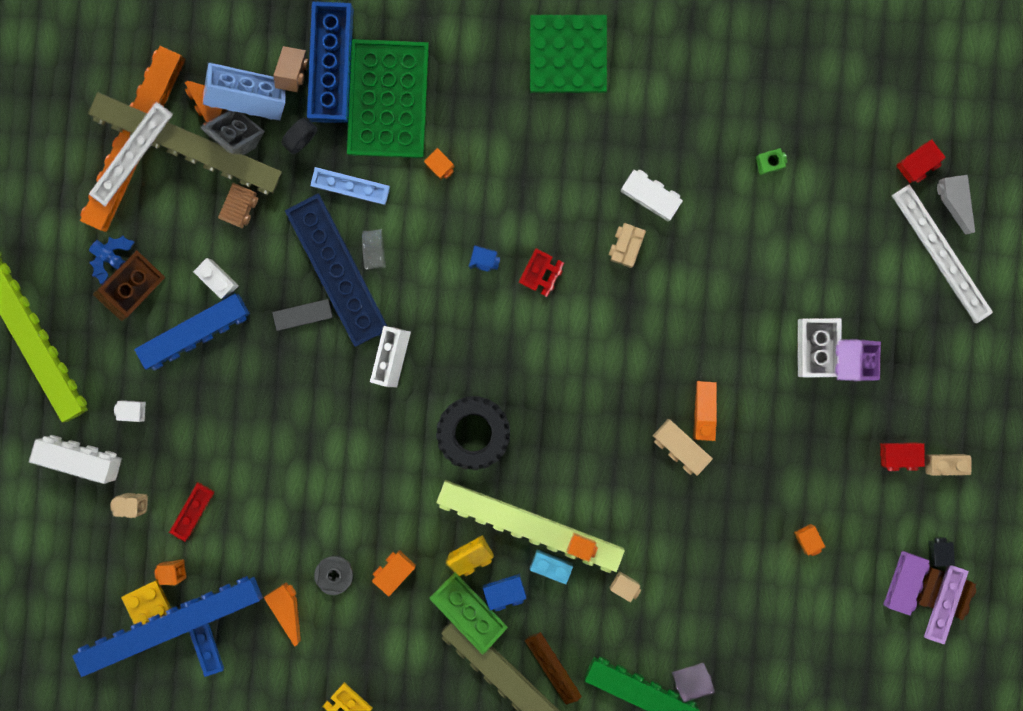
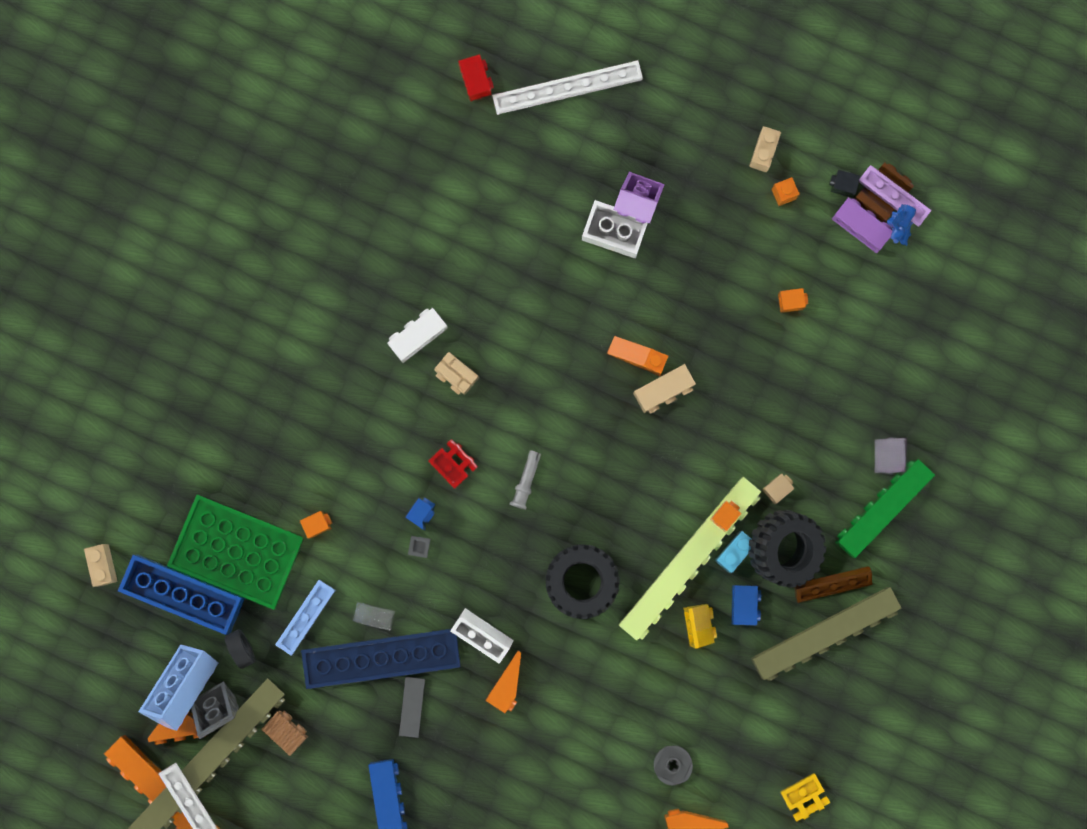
camera: 75 degrees left, 5 degrees down
(216, 278) = (347, 779): white brick -> none
(290, 69) = (173, 635): medium nougat brick -> none
(346, 396) = (505, 690): none -> orange slope
(393, 572) = (690, 706): orange brick -> none
(452, 268) = (419, 546): none -> dark grey plate
(468, 613) = (753, 646): bright green tile -> none
(540, 347) = (523, 489): none -> light grey pin
(568, 53) = (256, 366): green plate -> none
(571, 635) = (807, 554): none -> black tyre
(763, 165) = (429, 221): bright green brick -> none
(902, 455) = (742, 187): red brick -> none
(913, 498) = (785, 191): none -> orange brick
(922, 620) = (902, 223): none -> blue animal
(957, 199) = (520, 56): light grey slope -> none

